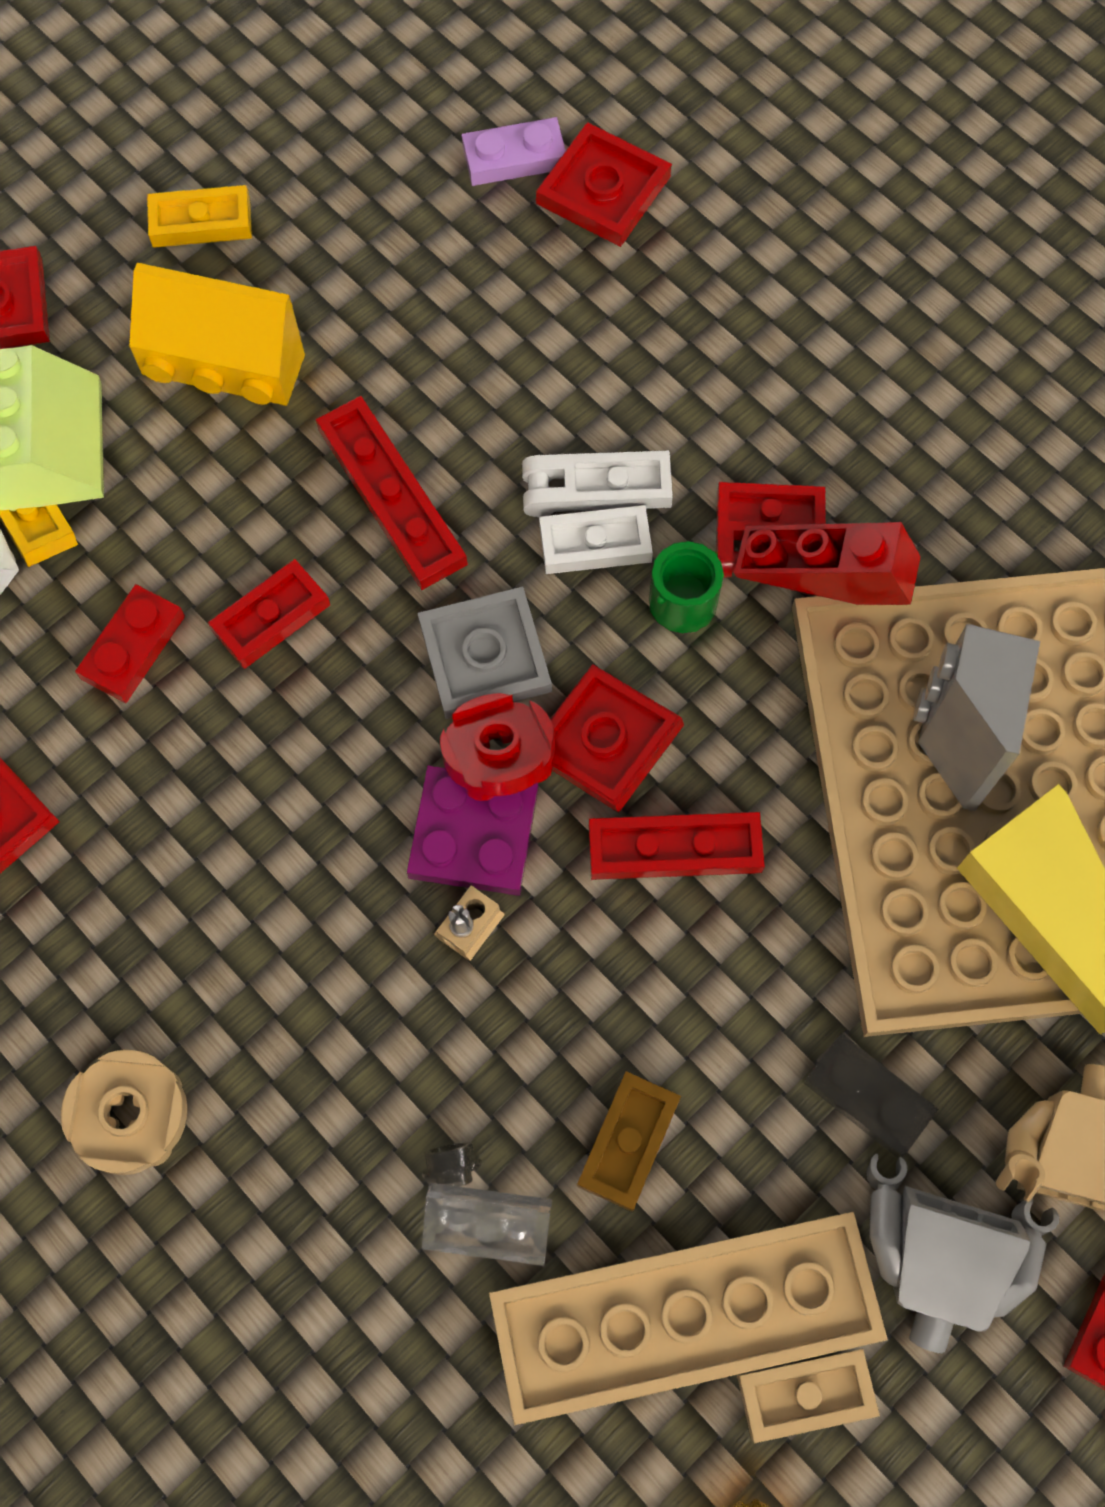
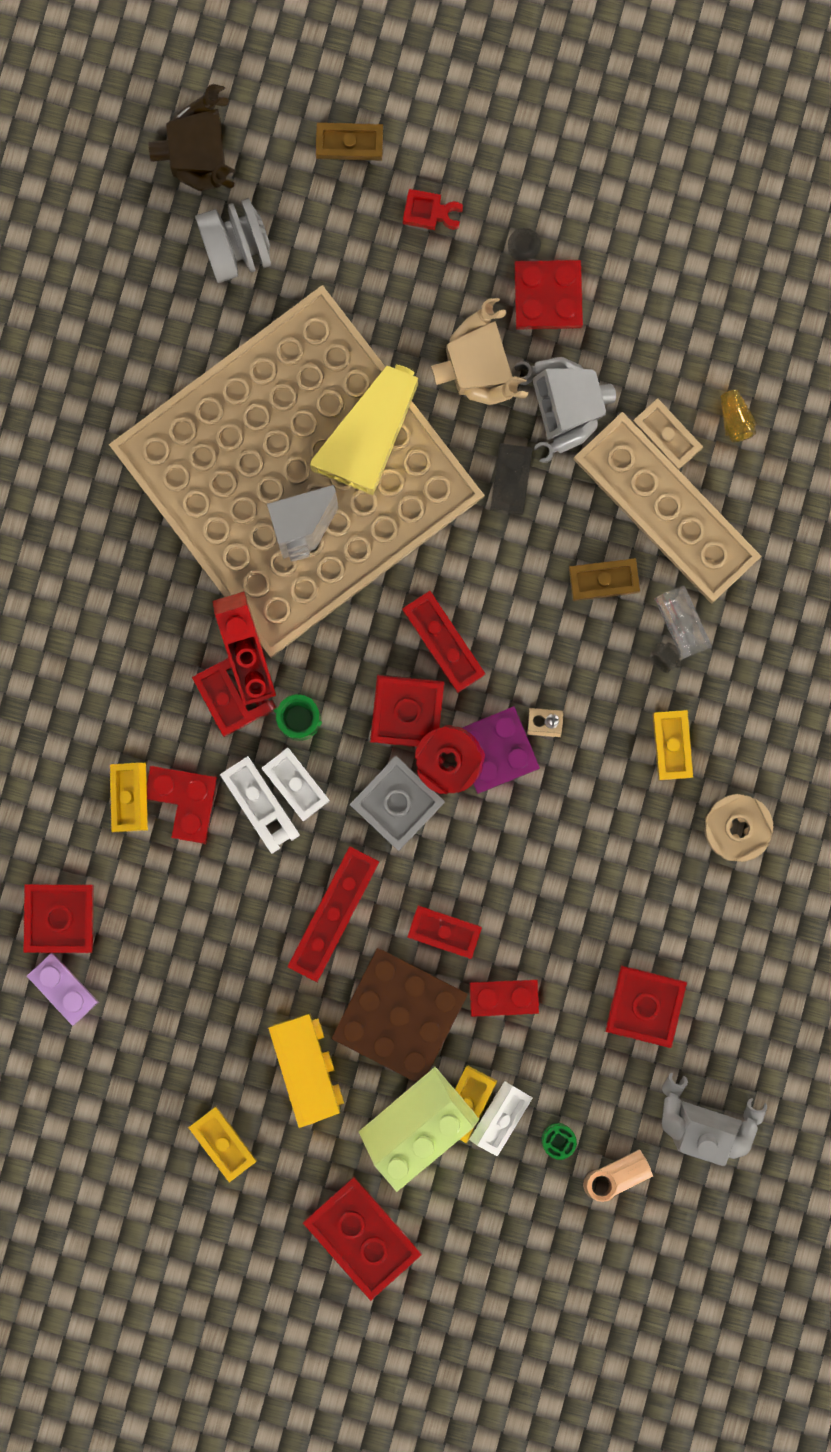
camera: 125 degrees left, 15 degrees up
(204, 503) = (399, 1016): none -> reddish brown plate
(312, 1088) = (672, 745): none -> yellow plate
(662, 414) = (193, 798): none -> red plate
(707, 334) = (128, 797): none -> yellow plate

